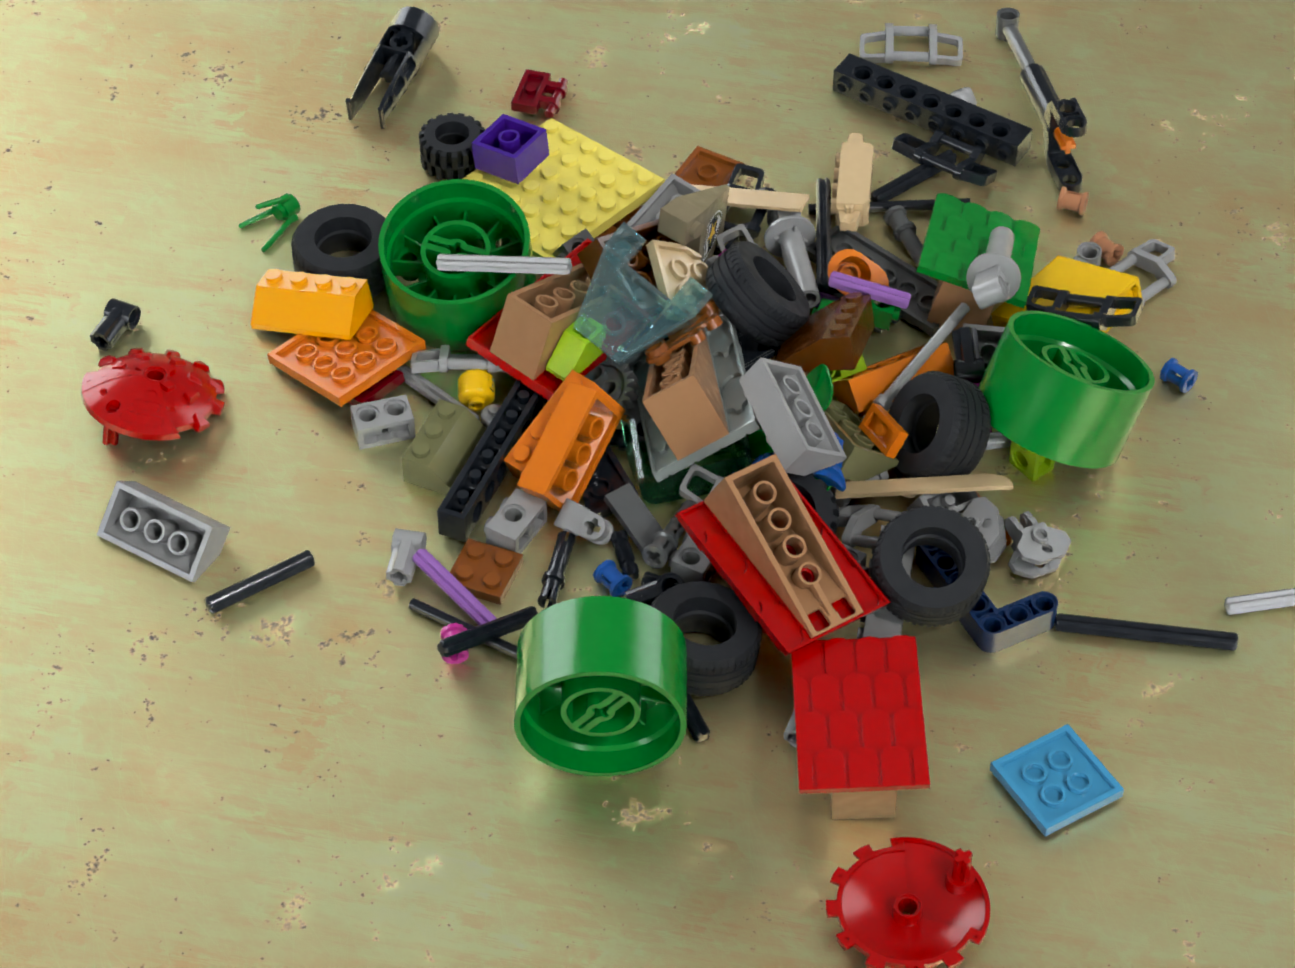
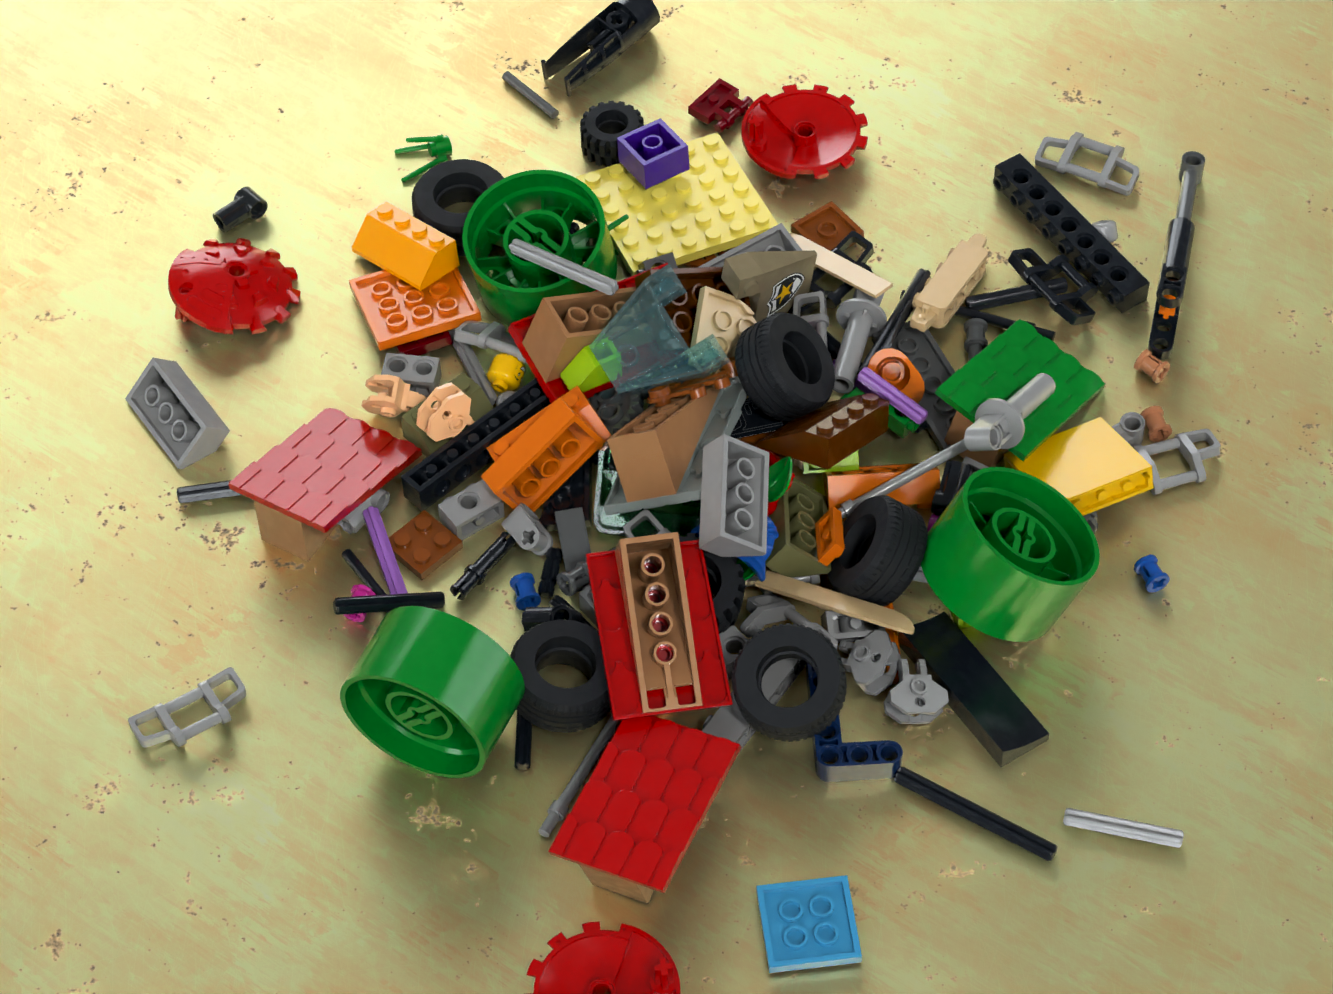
camera: 25 degrees right, 5 degrees up
(343, 826) = (205, 691): none -> light grey bar
(346, 136) = (530, 95): none -> dark grey bar
(353, 540) = (320, 478): none -> piece
(377, 443) = (392, 398): none -> light nougat hinge
(453, 438) = (448, 414): none -> light nougat hinge
(636, 93) = (803, 132): none -> red piece
(761, 760) = (559, 807): none -> light grey bar
(1092, 530) = (974, 689): none -> black arch
(1099, 320) = (1080, 498): black bar -> none

